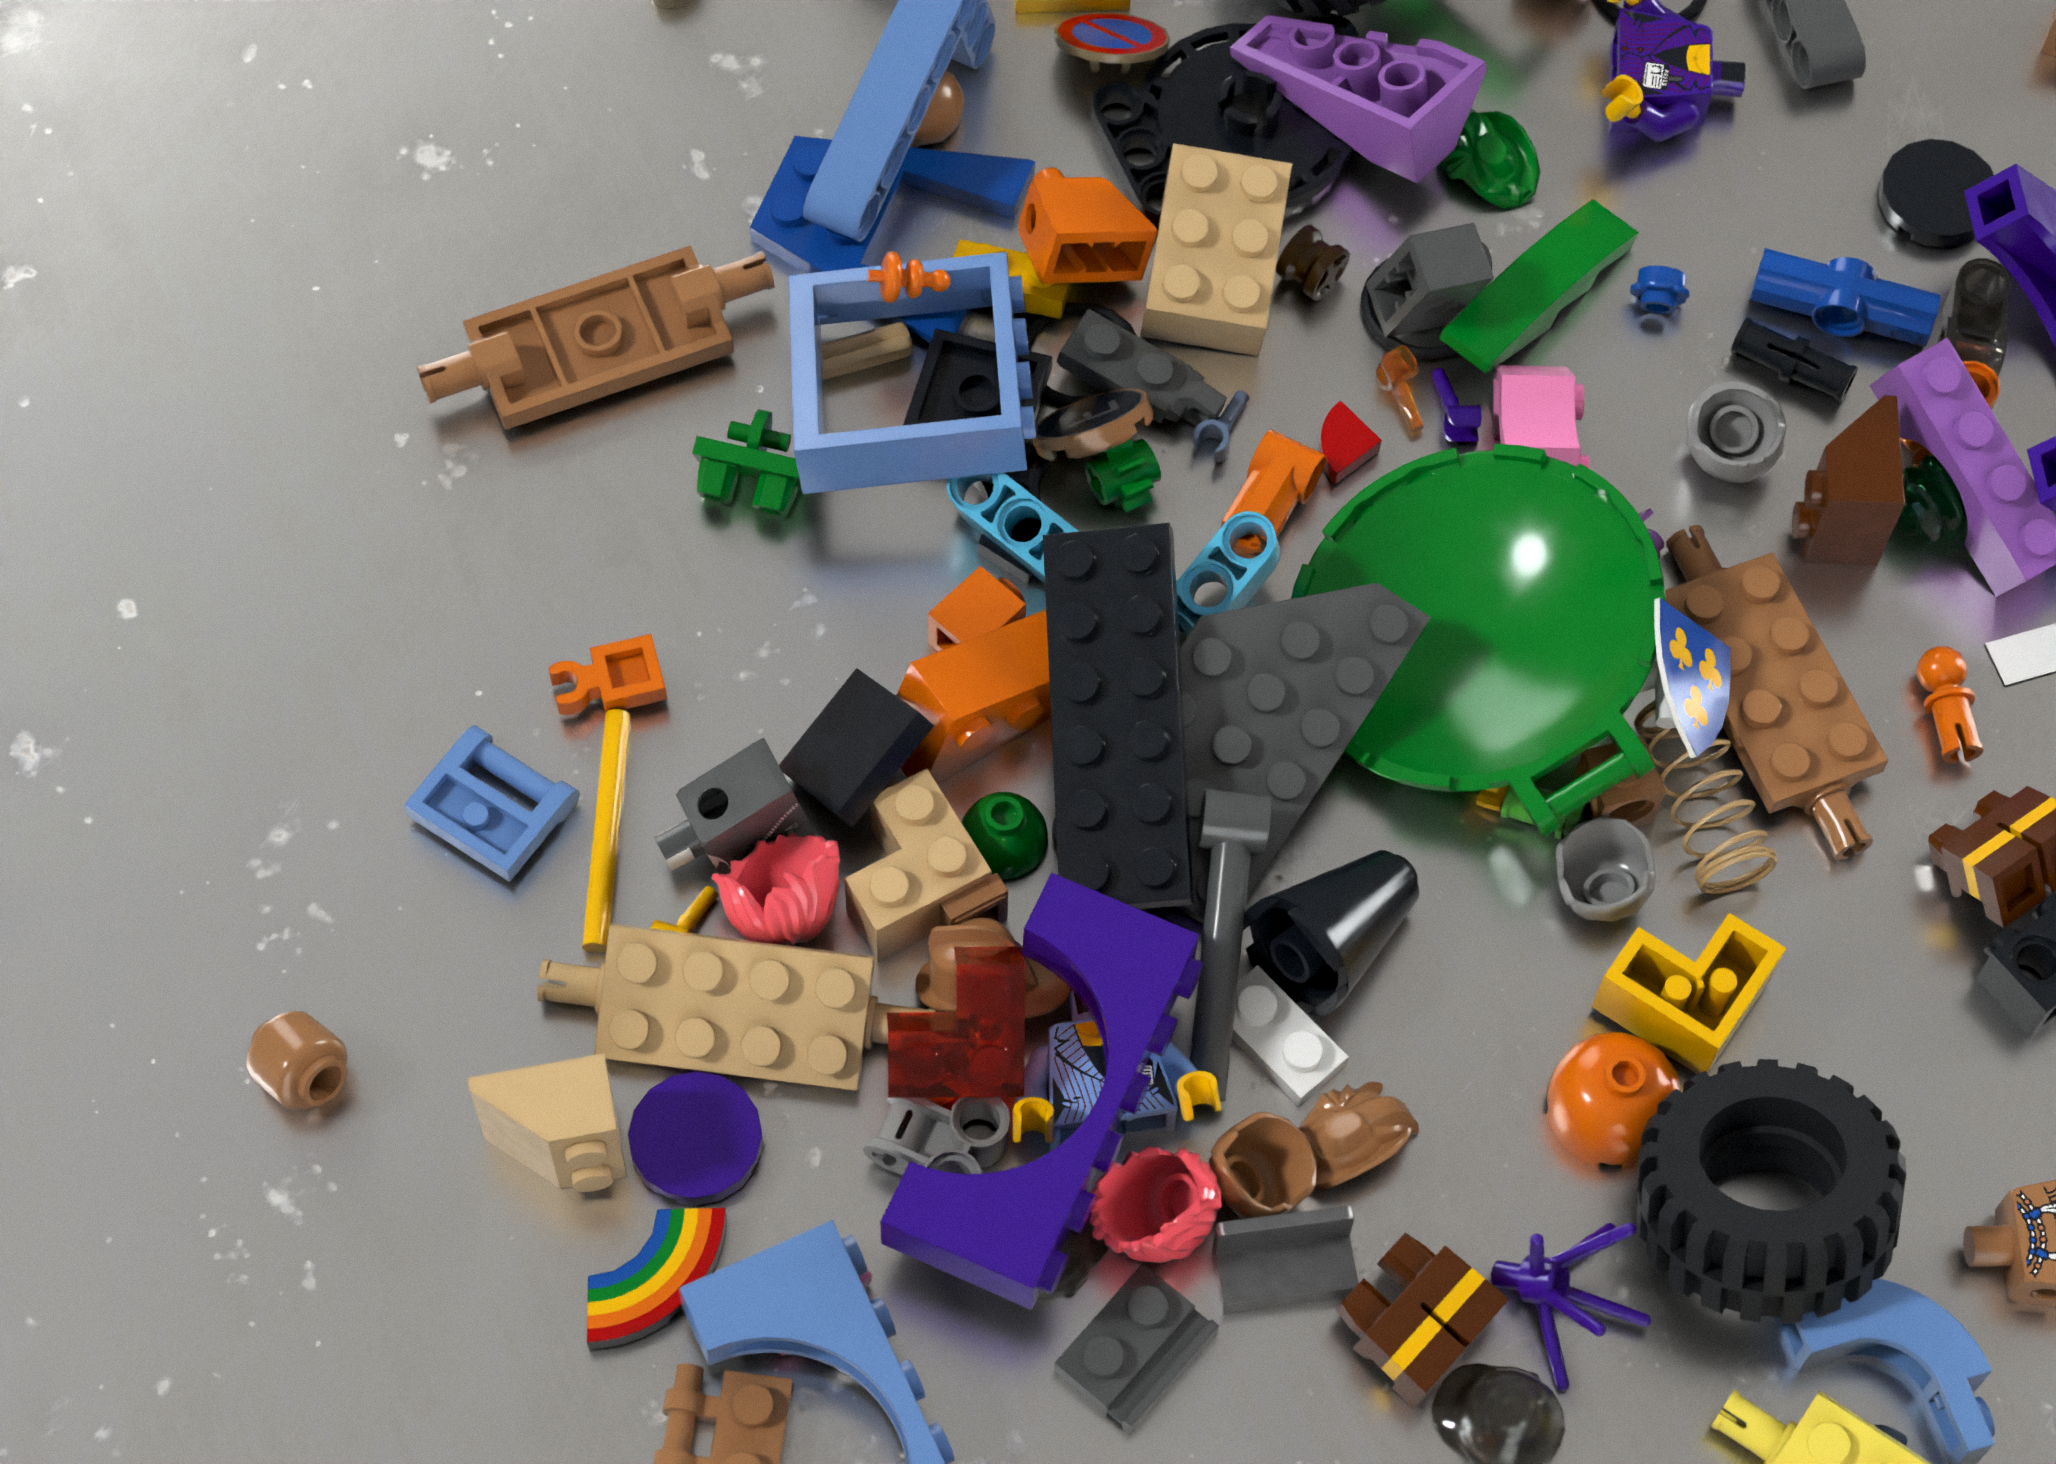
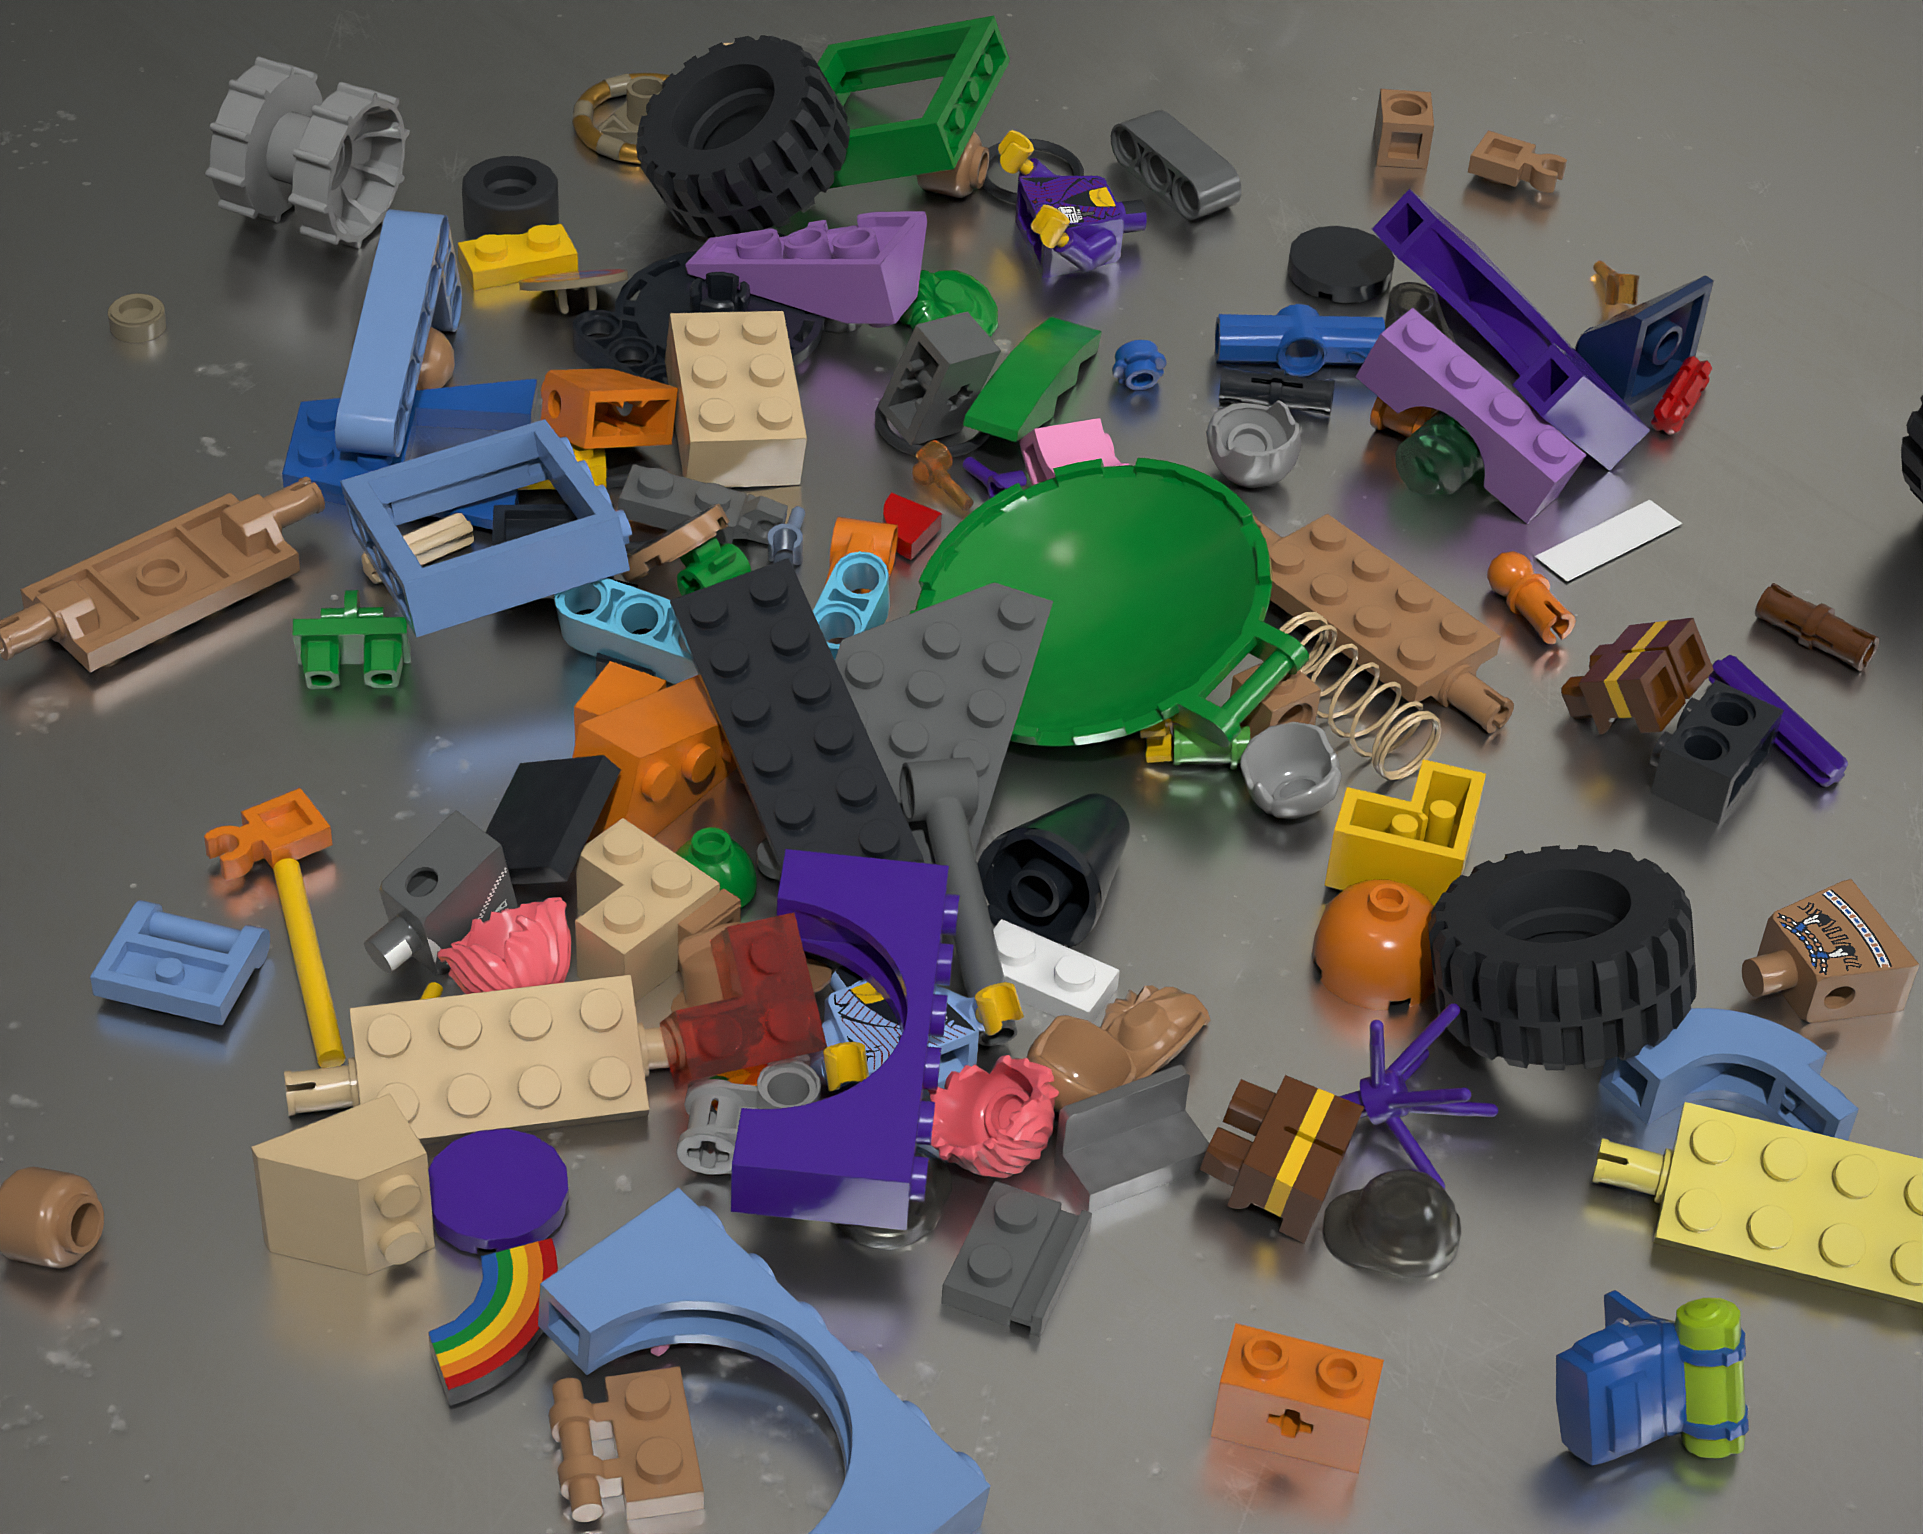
camera: 20 degrees left, 20 degrees down
(912, 278) = (464, 449): orange hair -> none
(1312, 262) = (826, 399): dark brown wheel -> none
(1688, 678) = (1303, 586): shield -> none
(1854, 492) = (1379, 455): reddish brown slope -> none

